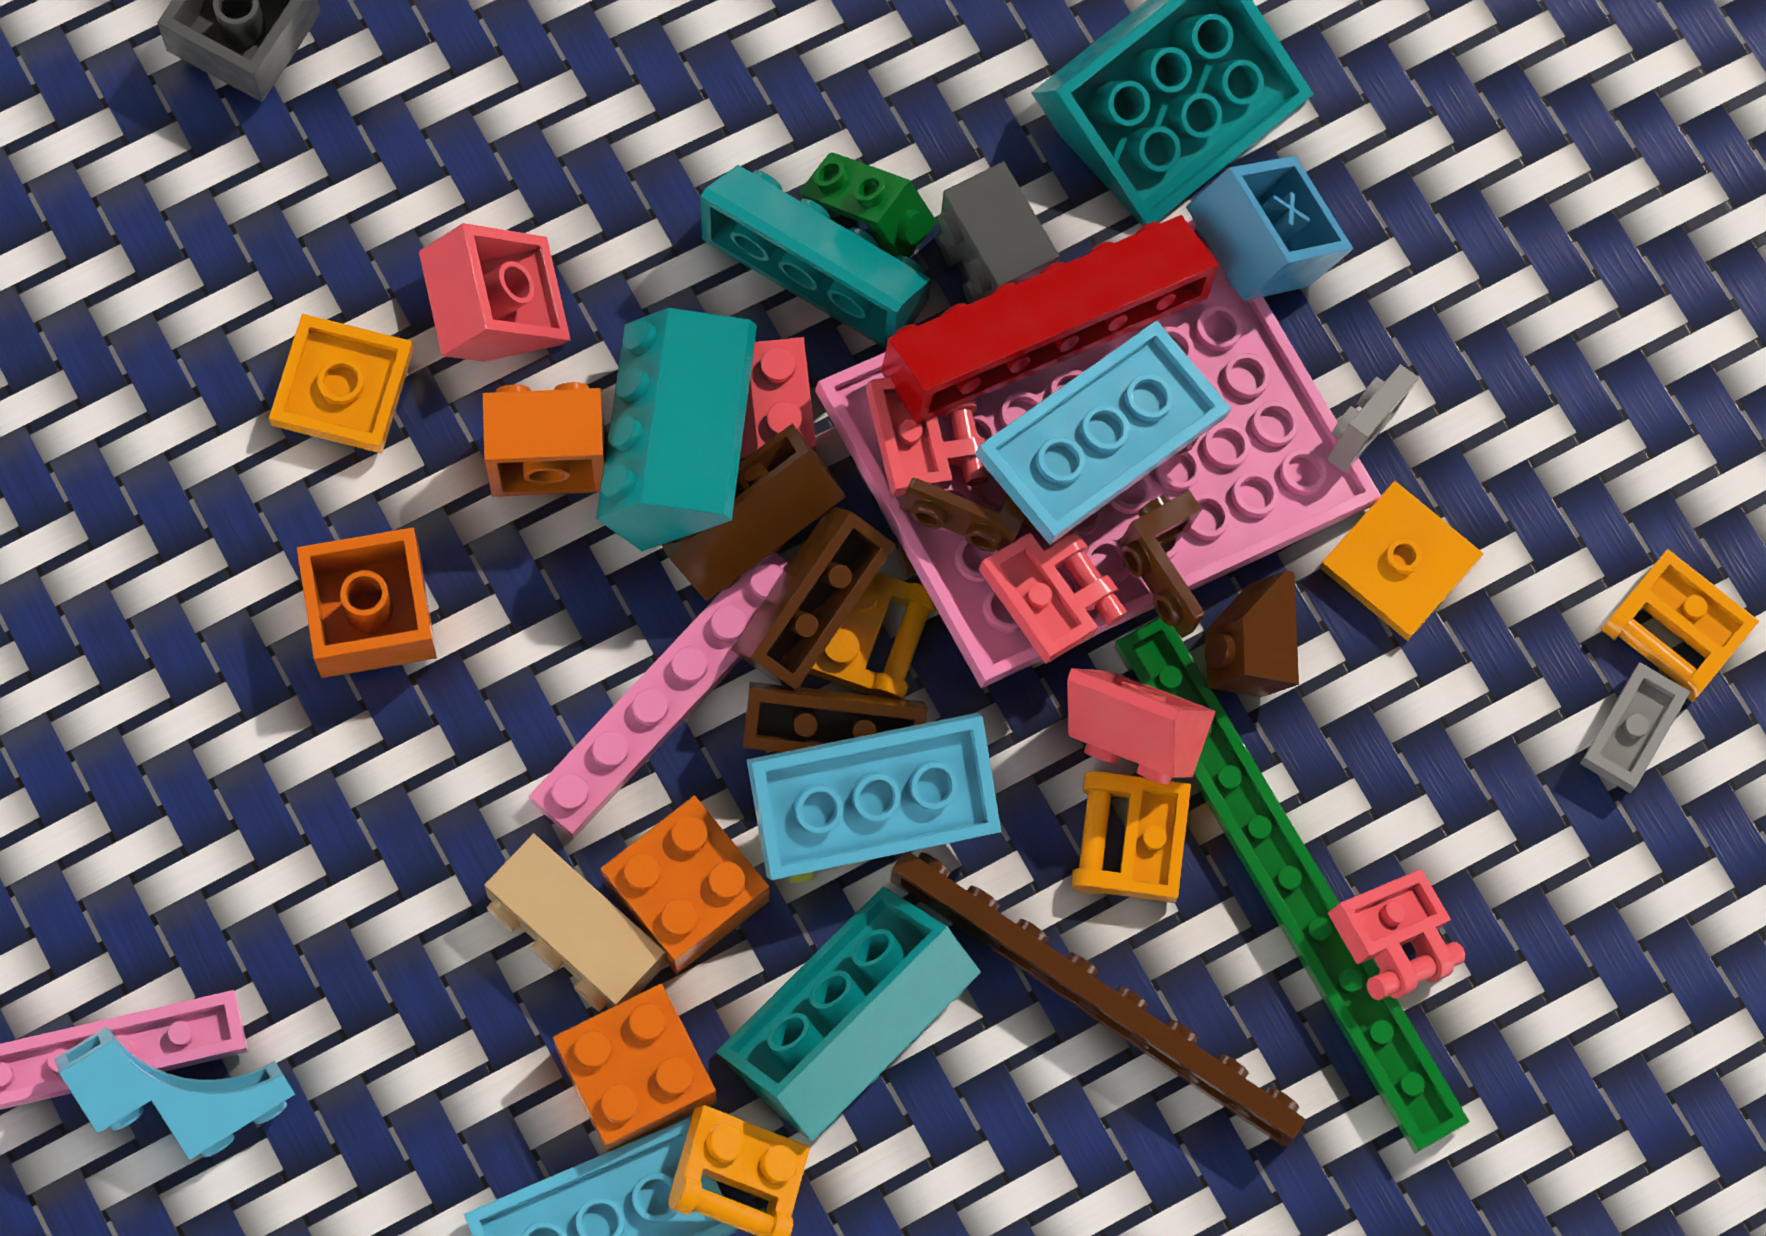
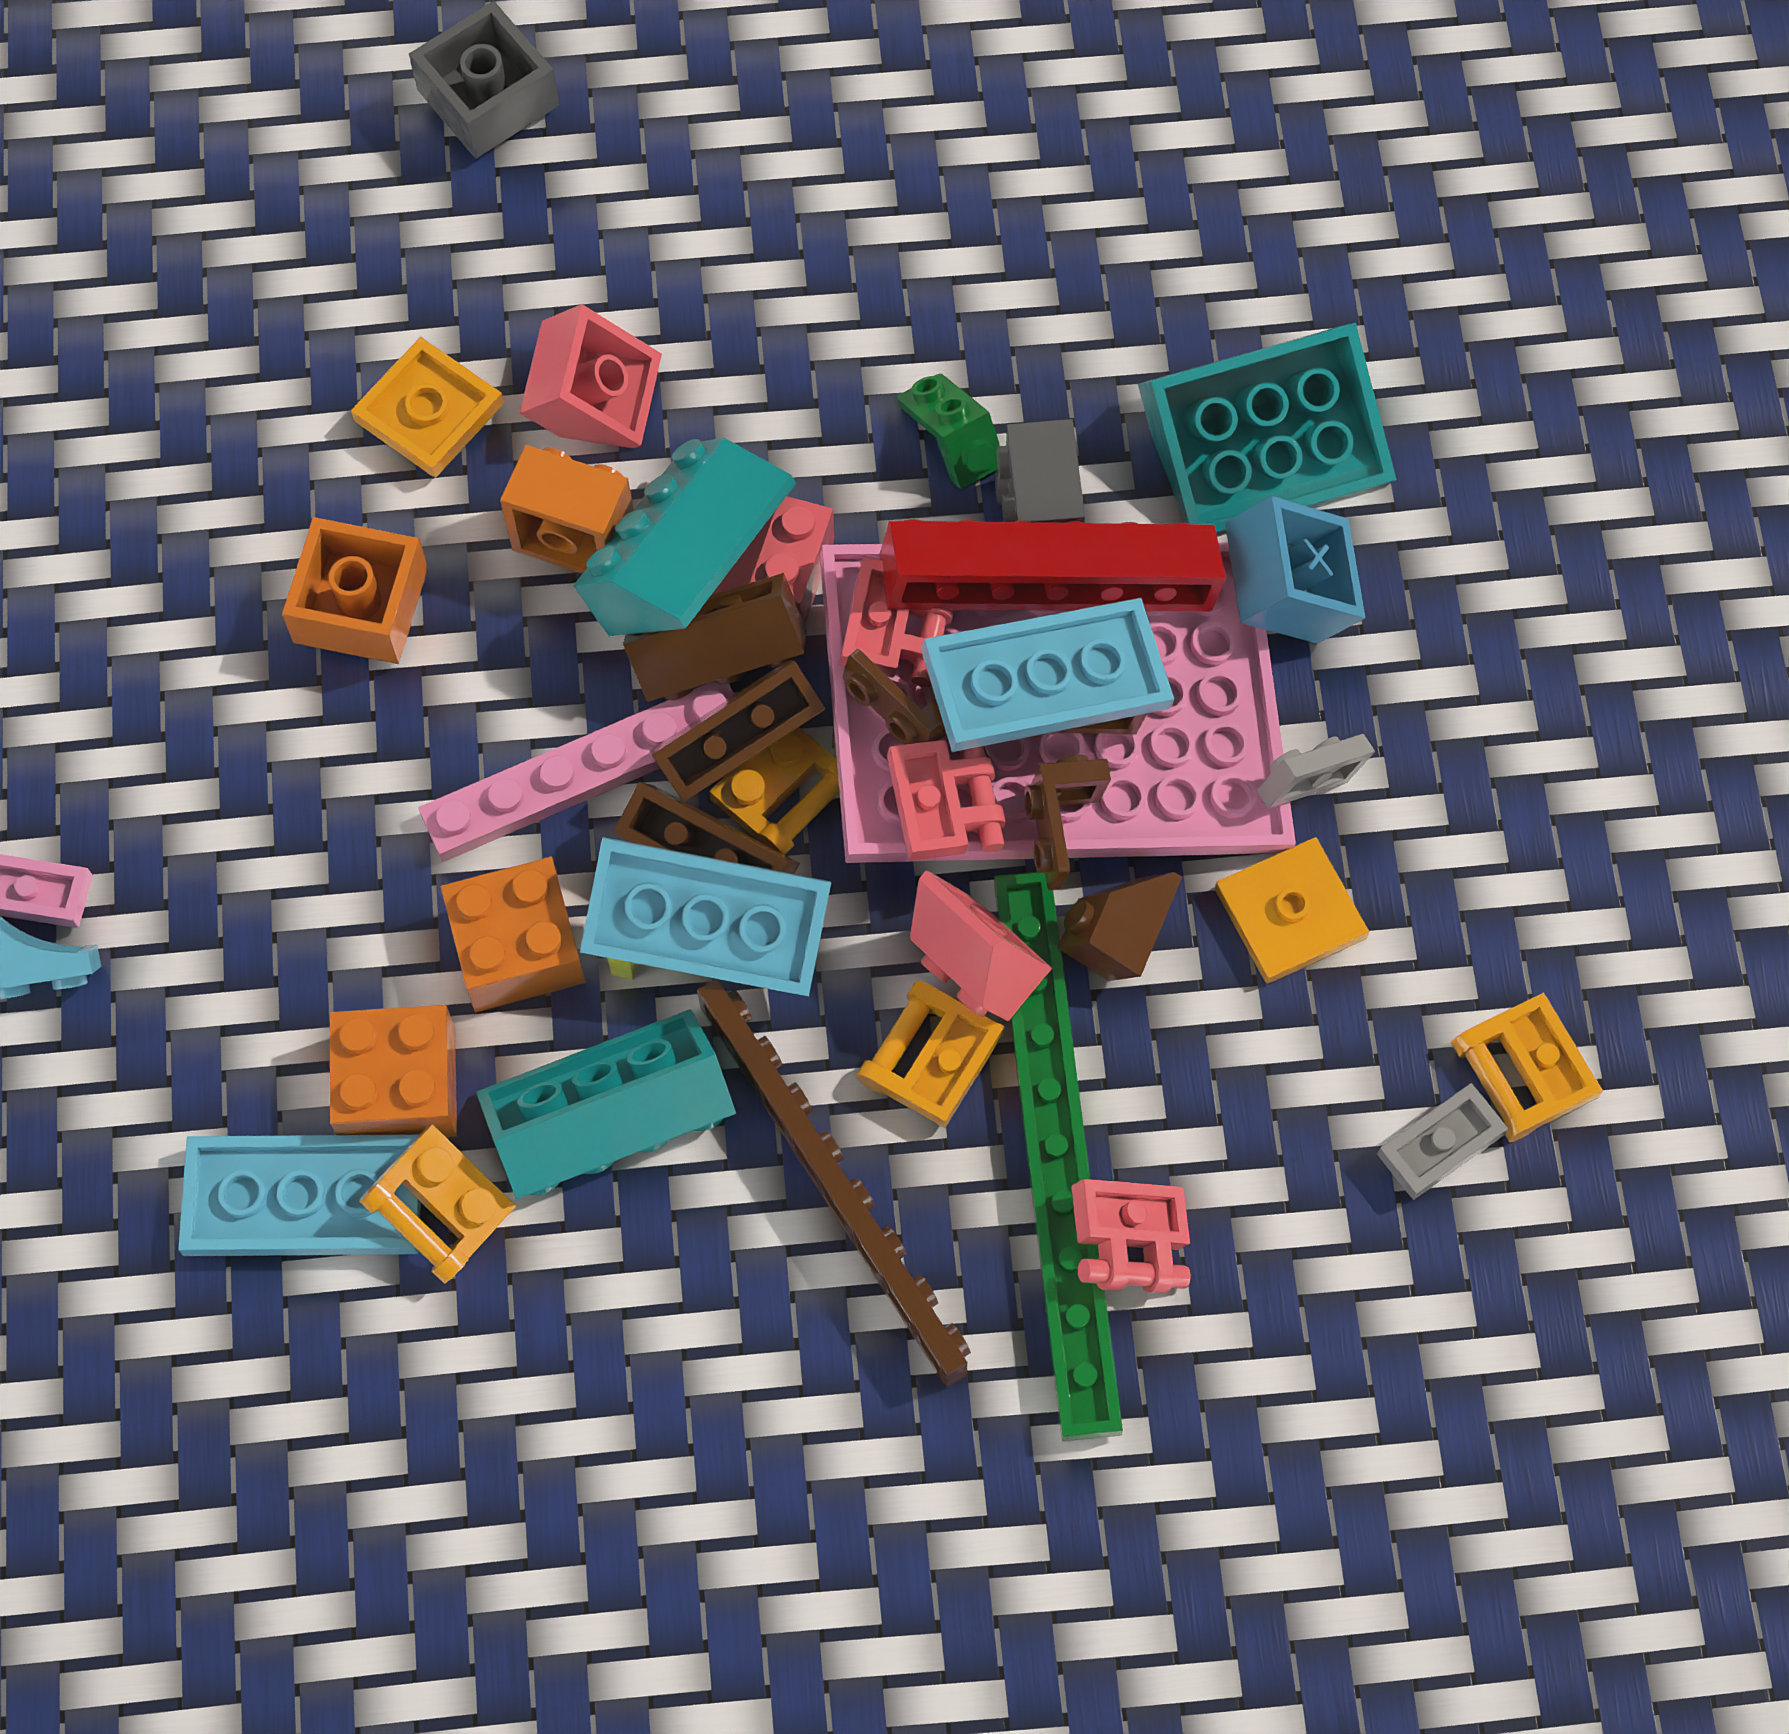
camera: 30 degrees right, 5 degrees down
(573, 925) = (400, 928): tan brick -> none
(812, 254) = (874, 438): teal slope -> none

